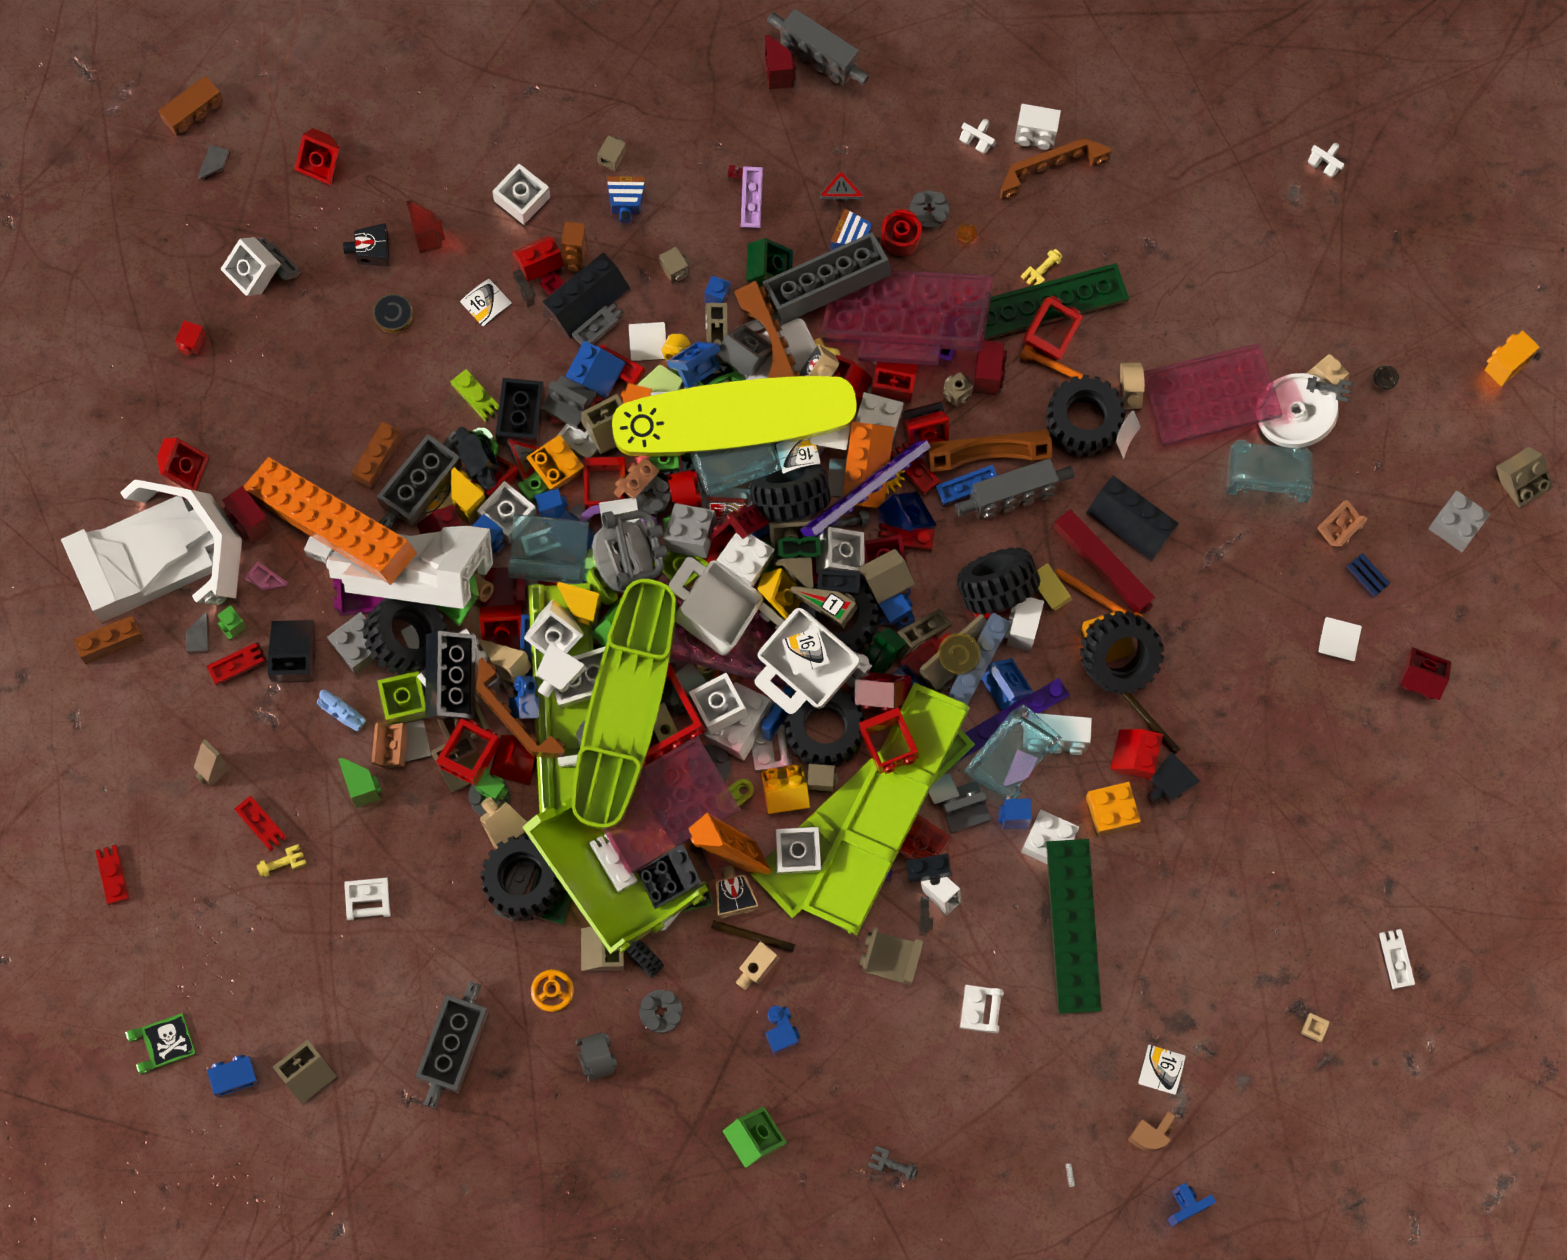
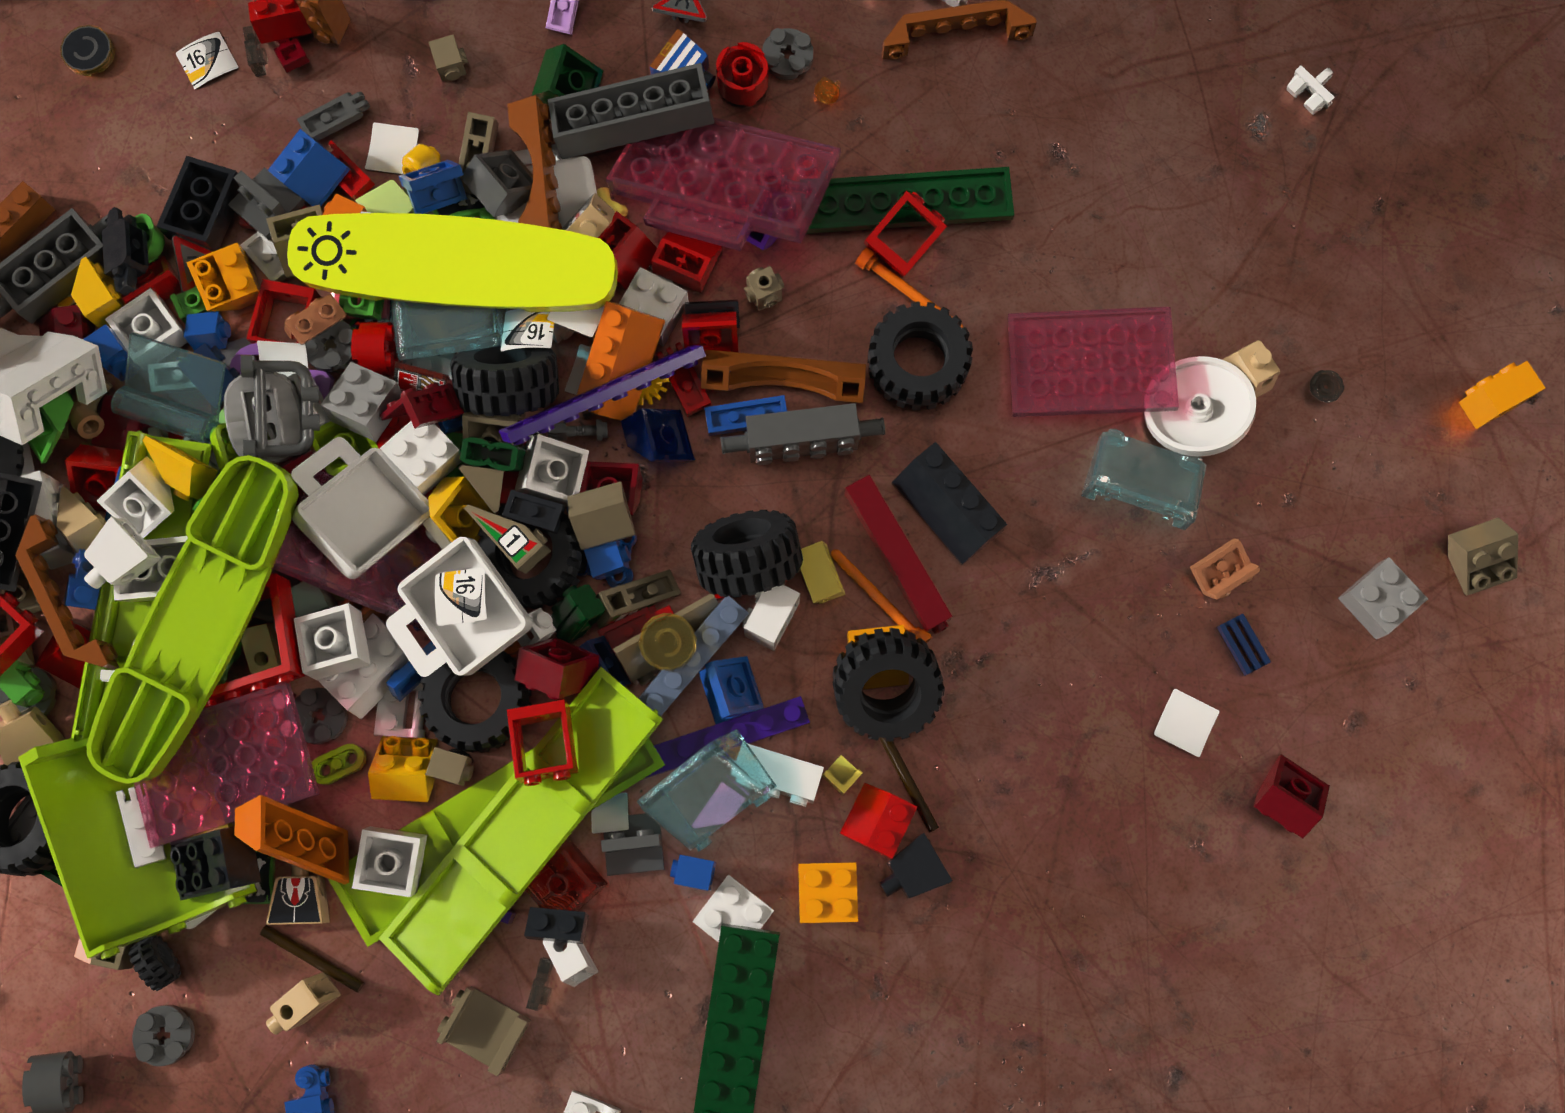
camera: 15 degrees right, 5 degrees up
(474, 394) = (156, 169): lime hinge -> none
(567, 997) = (20, 978): light orange piece -> none
(585, 294) = (327, 71): black slope -> none
(717, 290) = (491, 101): blue brick -> none
(911, 539) = (661, 473): red hinge -> none
(990, 368) = (810, 268): dark red brick -> none
(1054, 257) = (930, 144): light yellow hinge -> none
(1102, 727) = (842, 775): none -> light yellow panel
(1127, 432) = (969, 389): white sticker -> none
(1132, 385) = (990, 329): tan brick -> none
(1339, 389) = (1262, 390): dark grey hinge -> none

